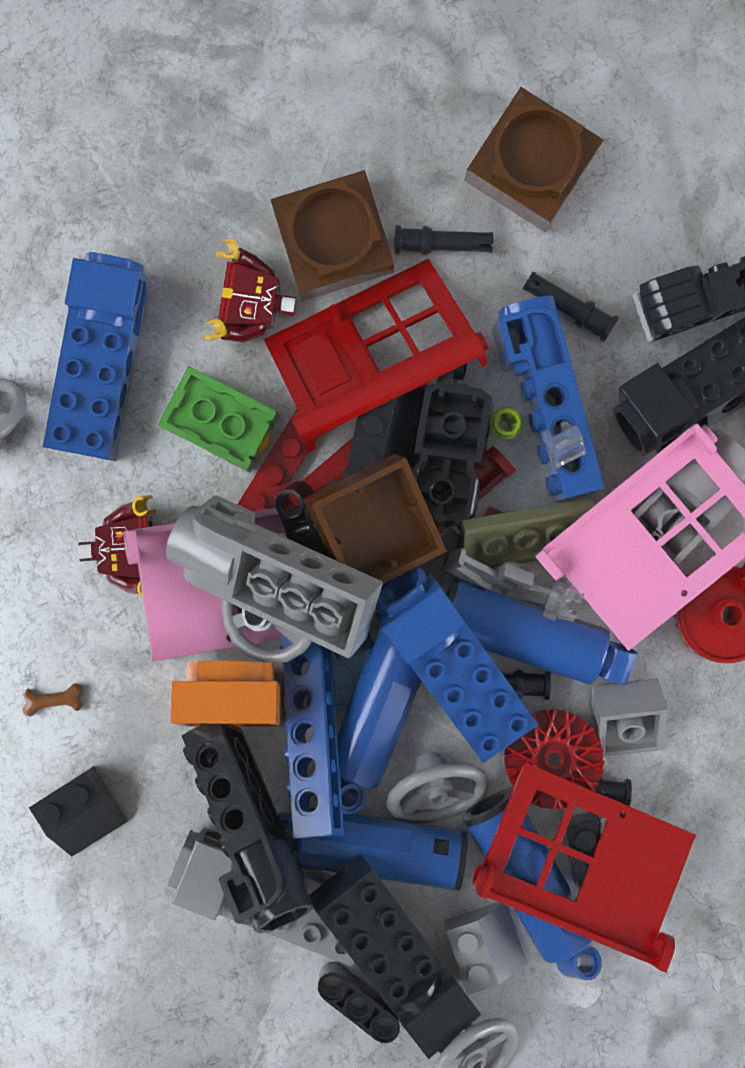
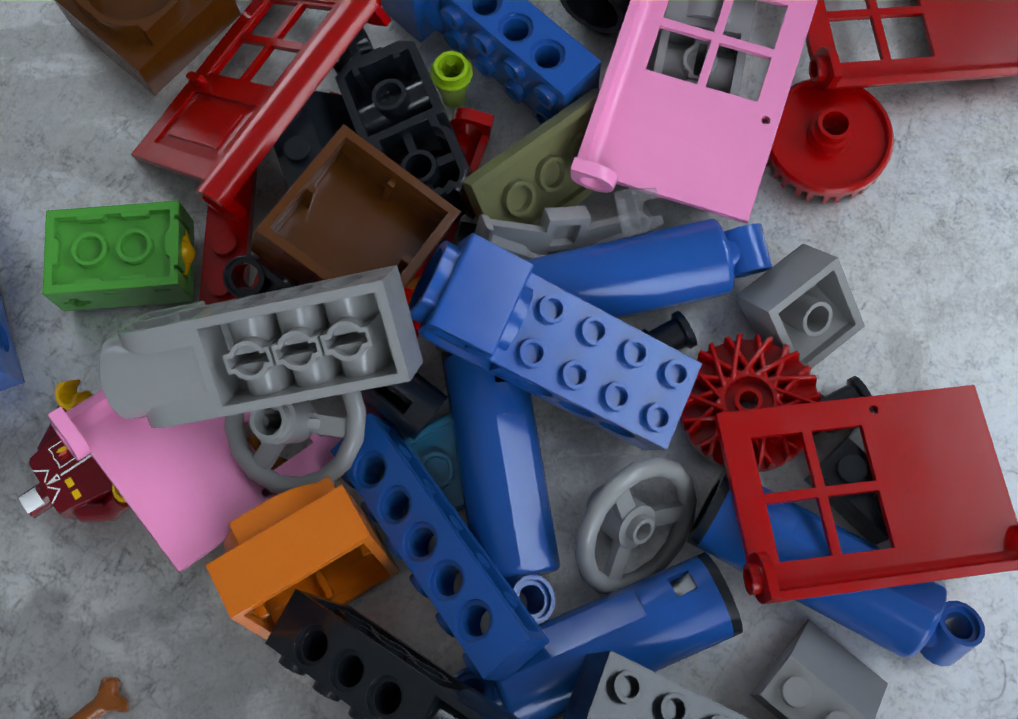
camera: 35 degrees left, 15 degrees down
(248, 297) = (85, 114): dark red torso -> none
(565, 445) = (525, 34): clear tile -> none

